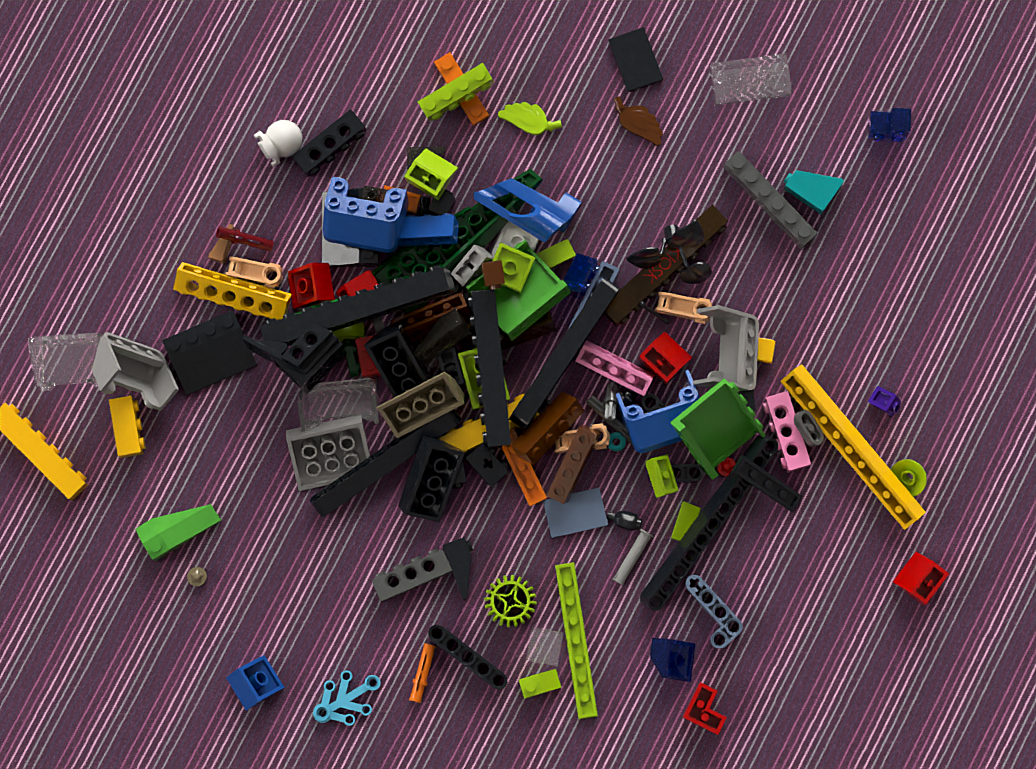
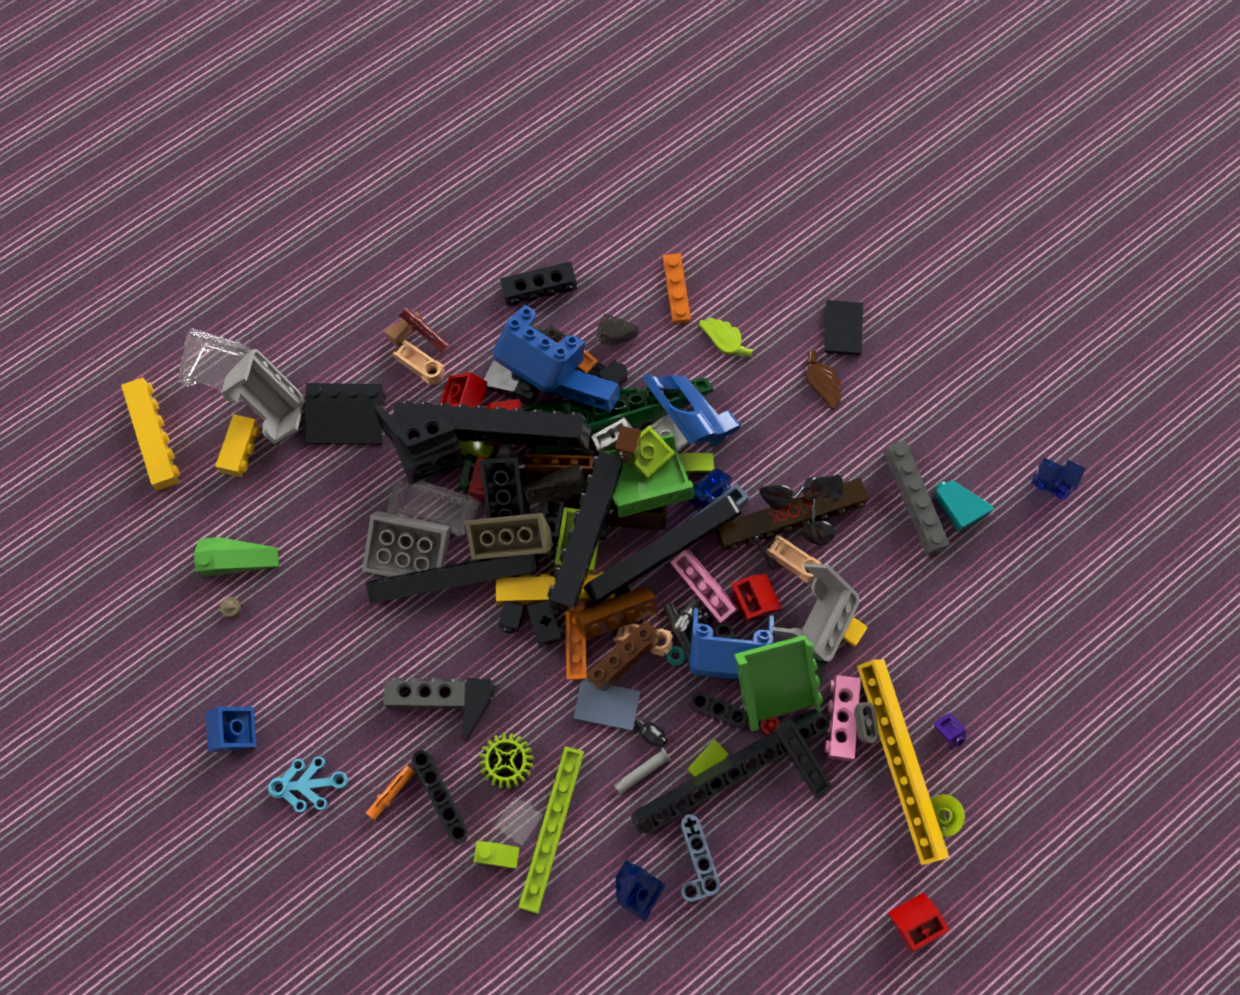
camera: 20 degrees right, 10 degrees down
(242, 289) = (386, 360): yellow brick -> none
(281, 140) = (496, 261): white tile -> none
(430, 173) = (613, 341): lime slope -> none
(431, 479) = (485, 611): black slope -> none
(456, 92) = (670, 284): lime brick -> none
(661, 476) = (704, 705): lime slope -> none
(699, 712) = (639, 956): red brick -> none
(750, 79) = (942, 384): clear brick -> none

